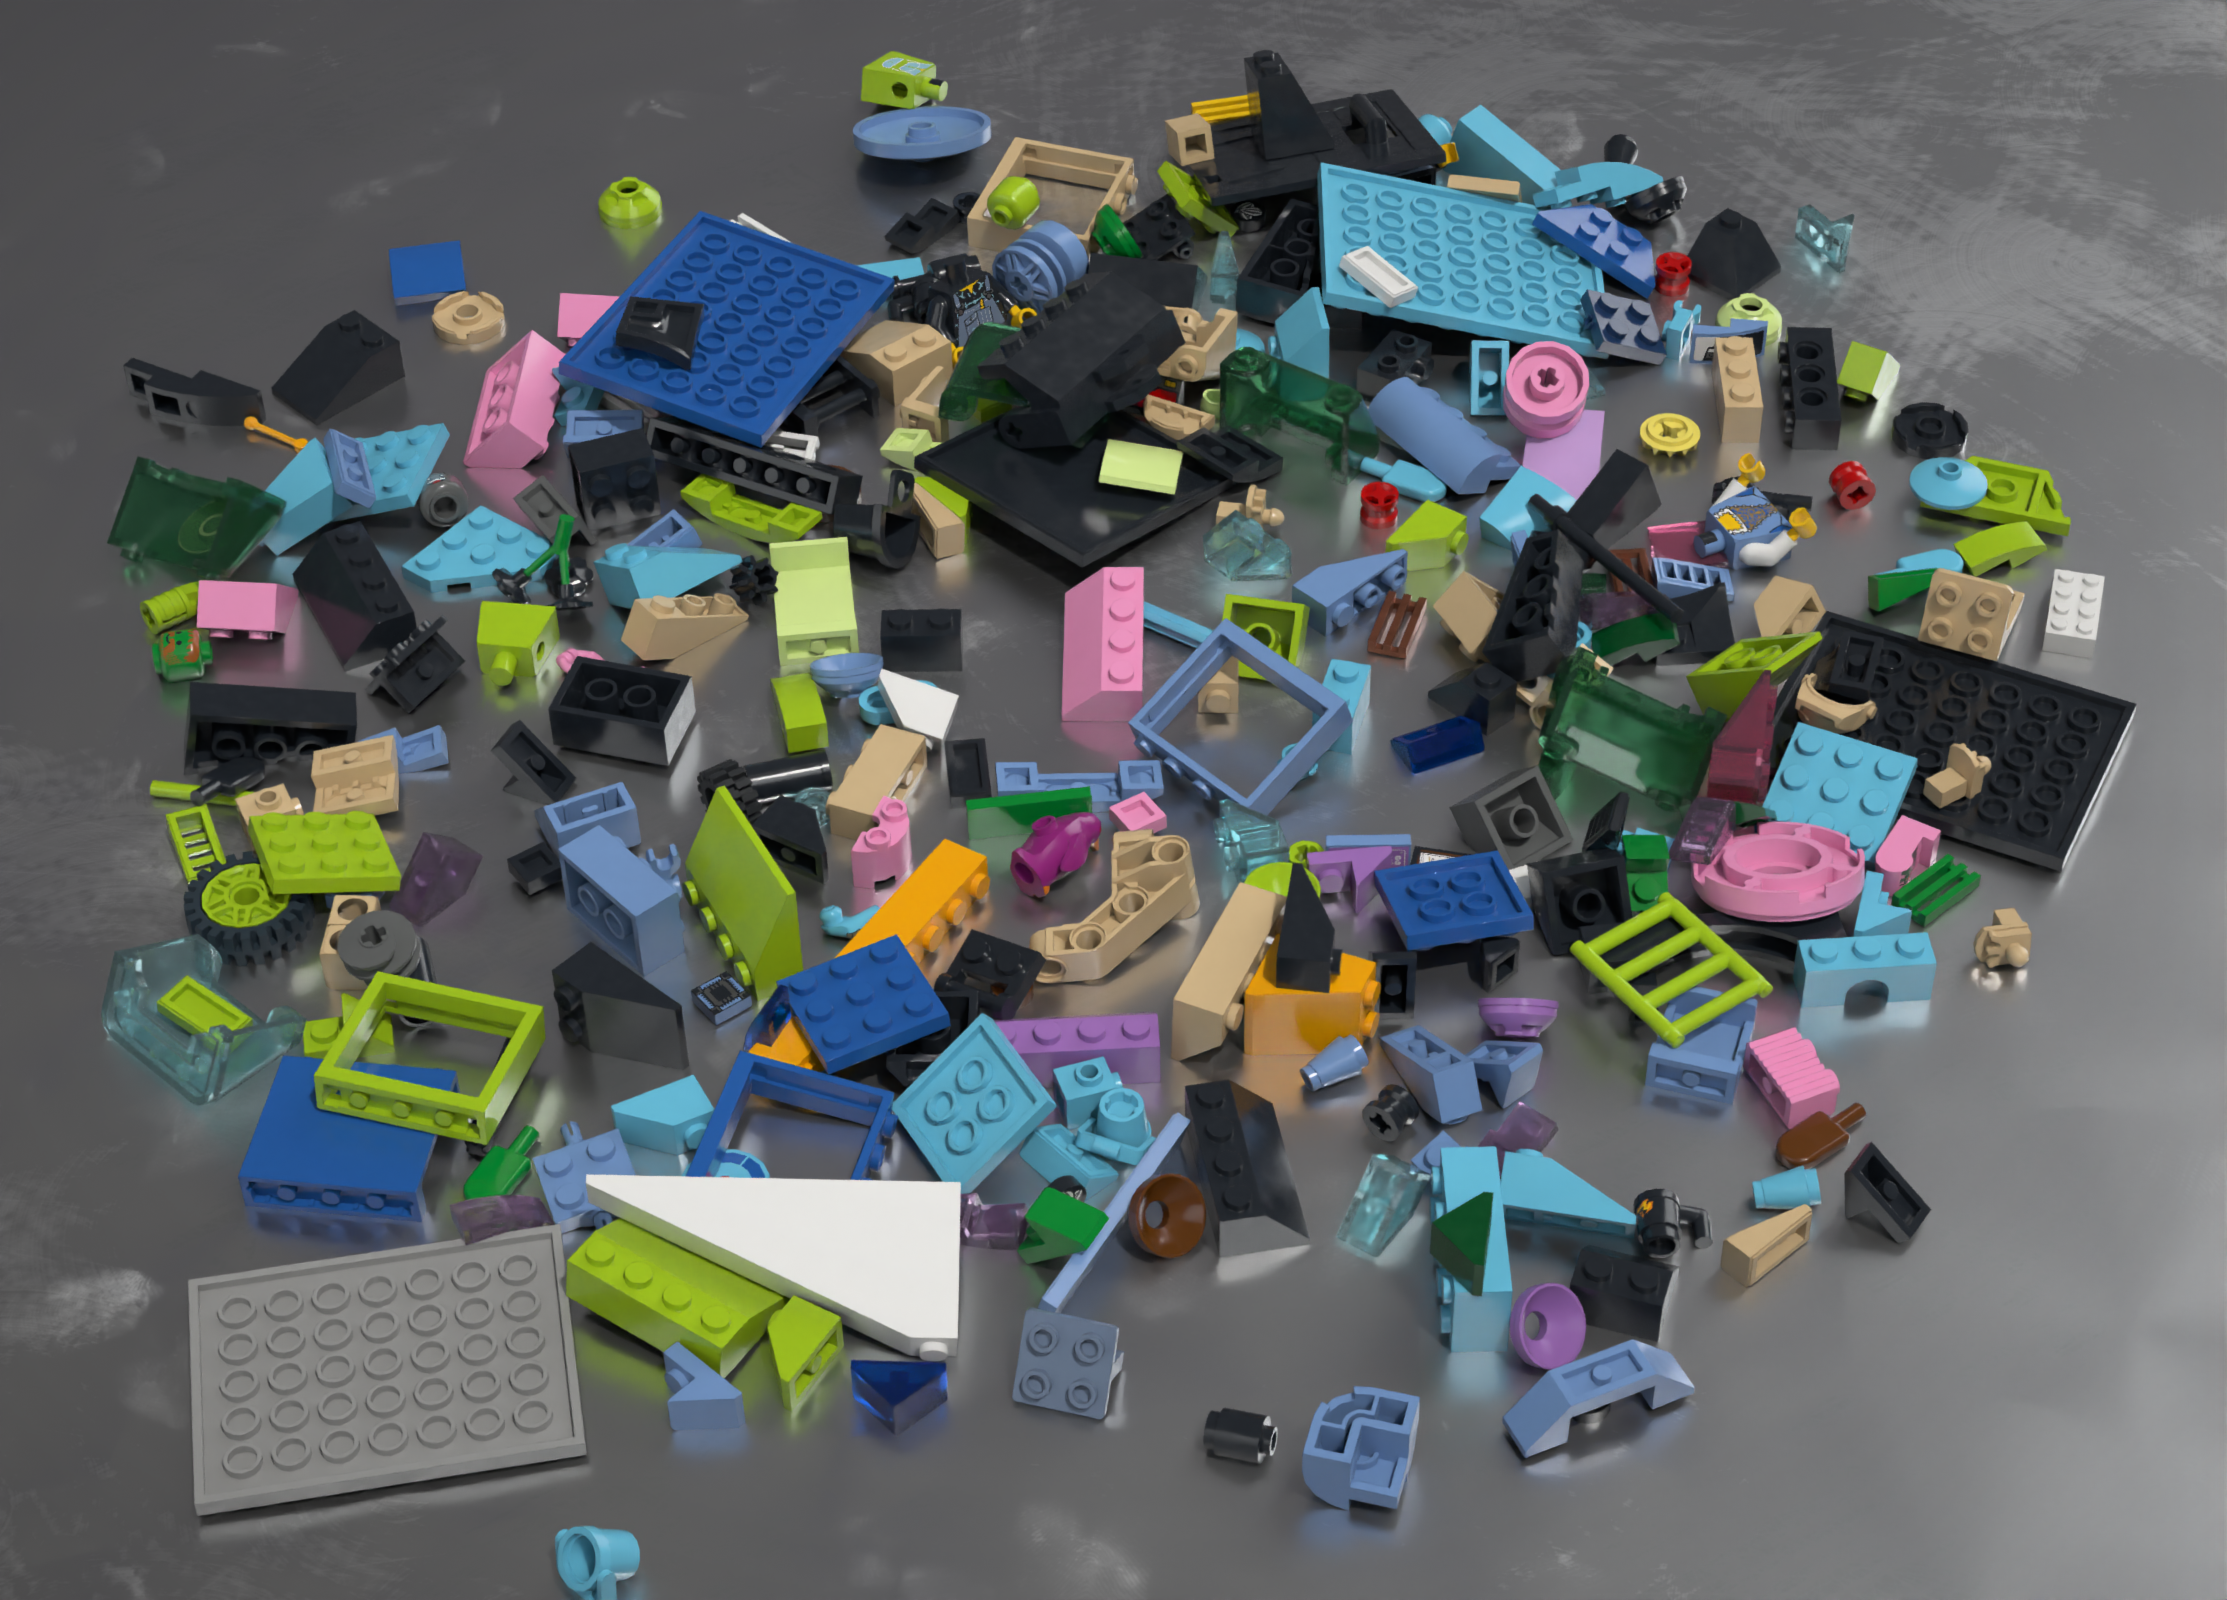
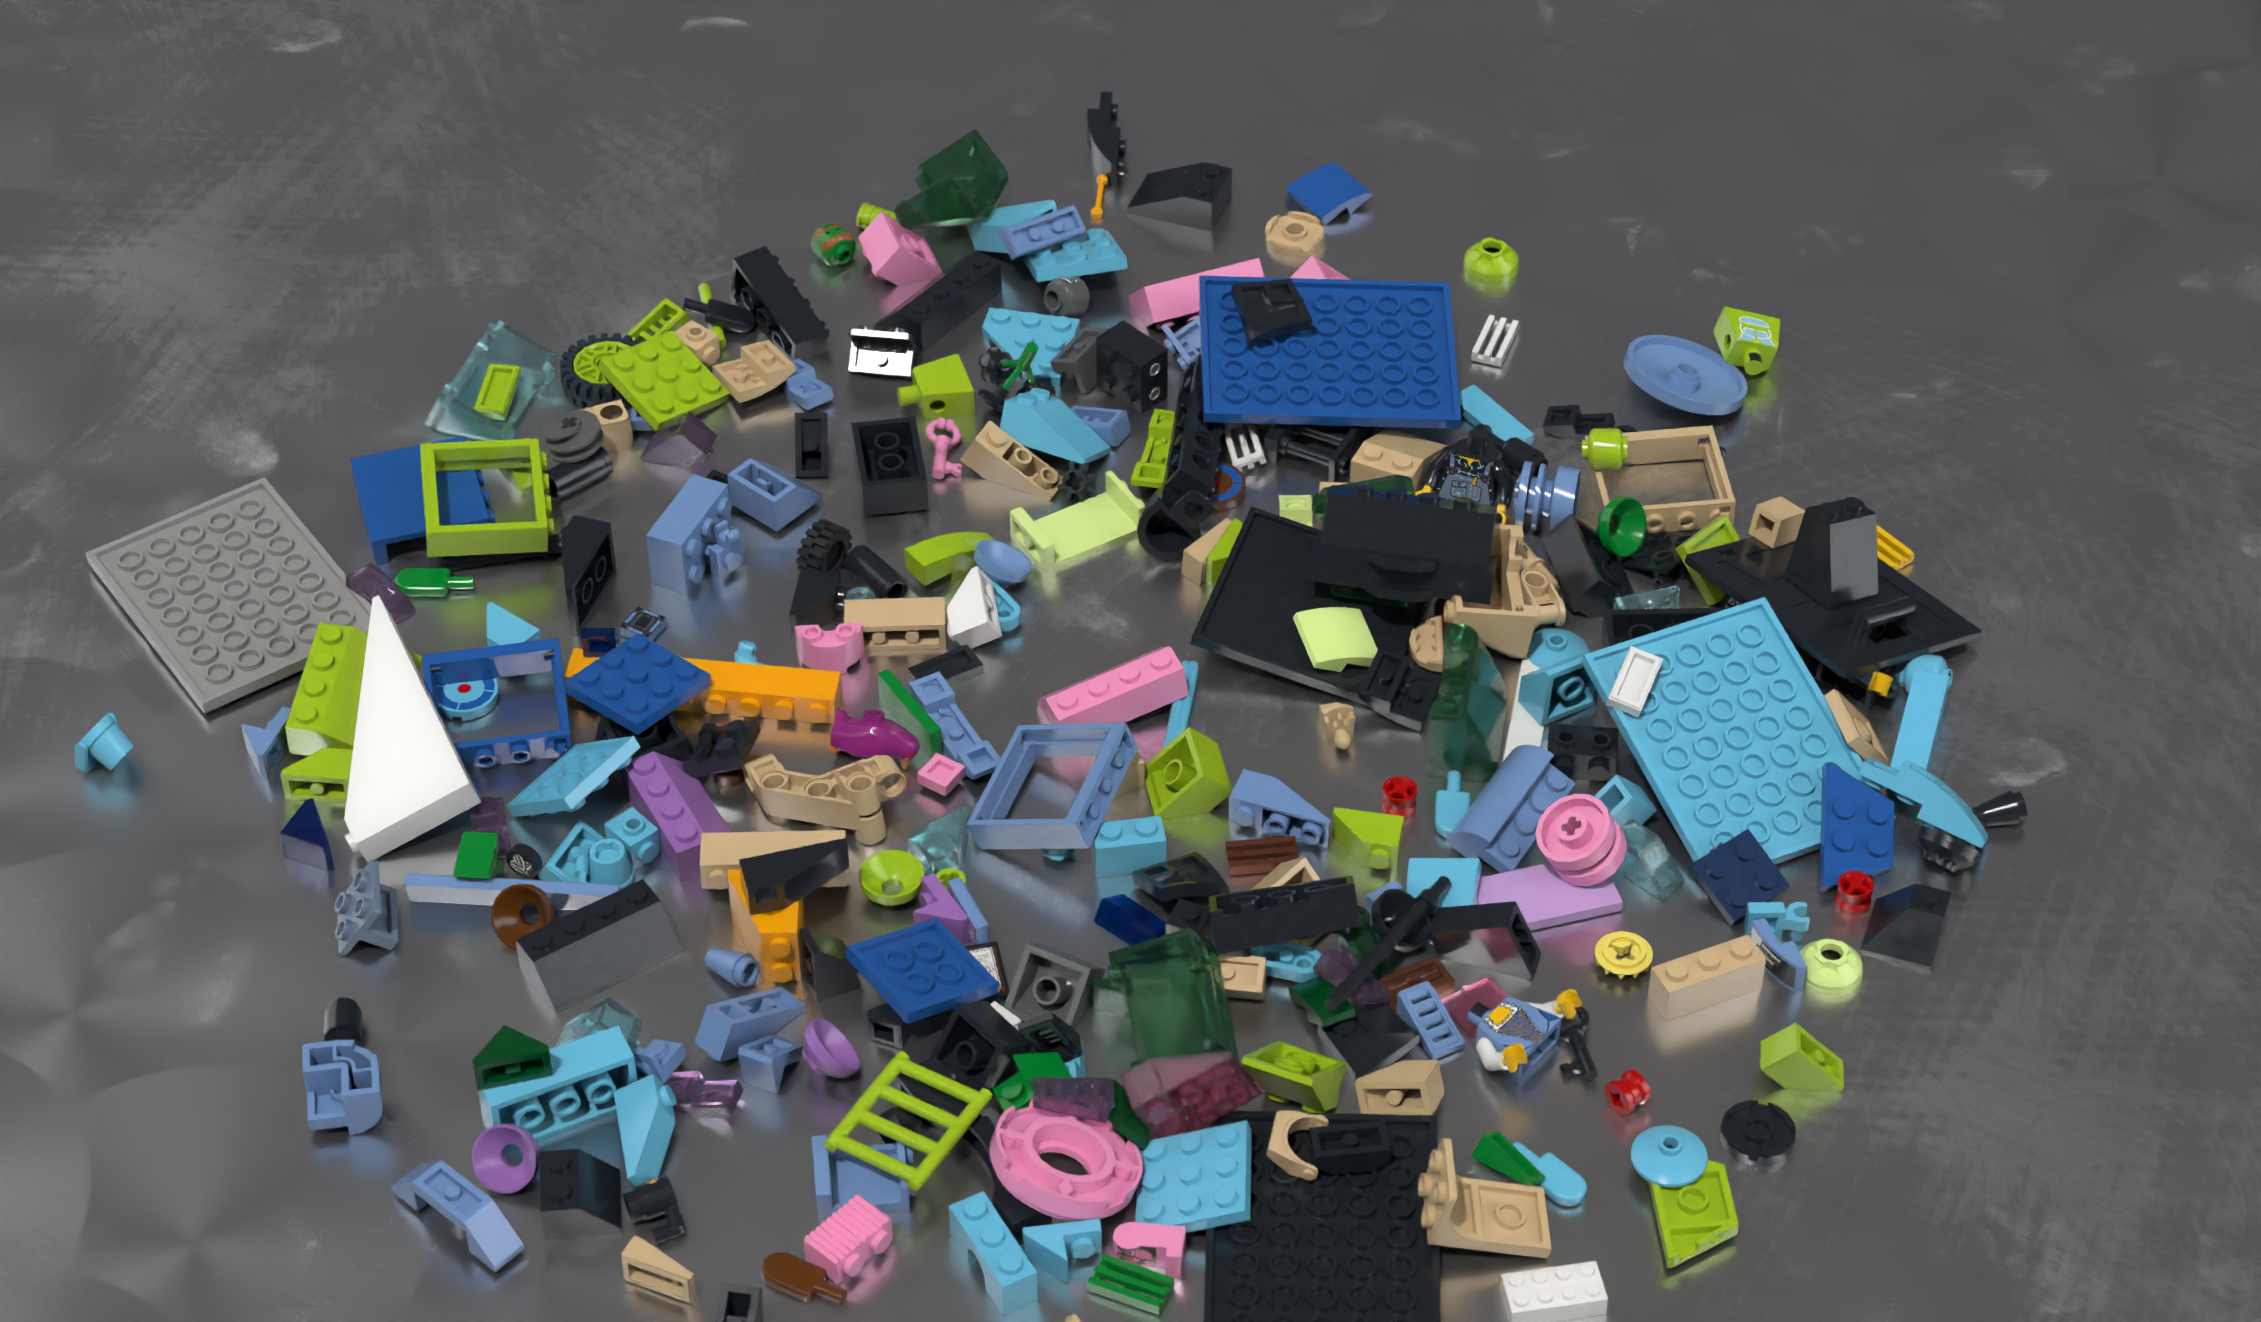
camera: 65 degrees right, 0 degrees up
(565, 1171) = (441, 623): medium blue plate -> none
(743, 898) = (718, 593): lime slope -> none
(922, 640) = (1064, 591): black brick -> none
(1245, 551) = (1285, 737): clear light blue slope -> none
(1390, 1112) = (690, 1009): black wheel -> none
(1410, 684) = (1180, 878): none -> black plate
(1788, 1189) = (724, 1267): medium azure cone -> none
(1810, 389) = (1735, 1031): black brick -> none
(1825, 238) = (1990, 988): clear light blue slope -> none
(1959, 779) = (1253, 1251): tan piece -> none
(1991, 547) = (1617, 1220): lime slope -> none

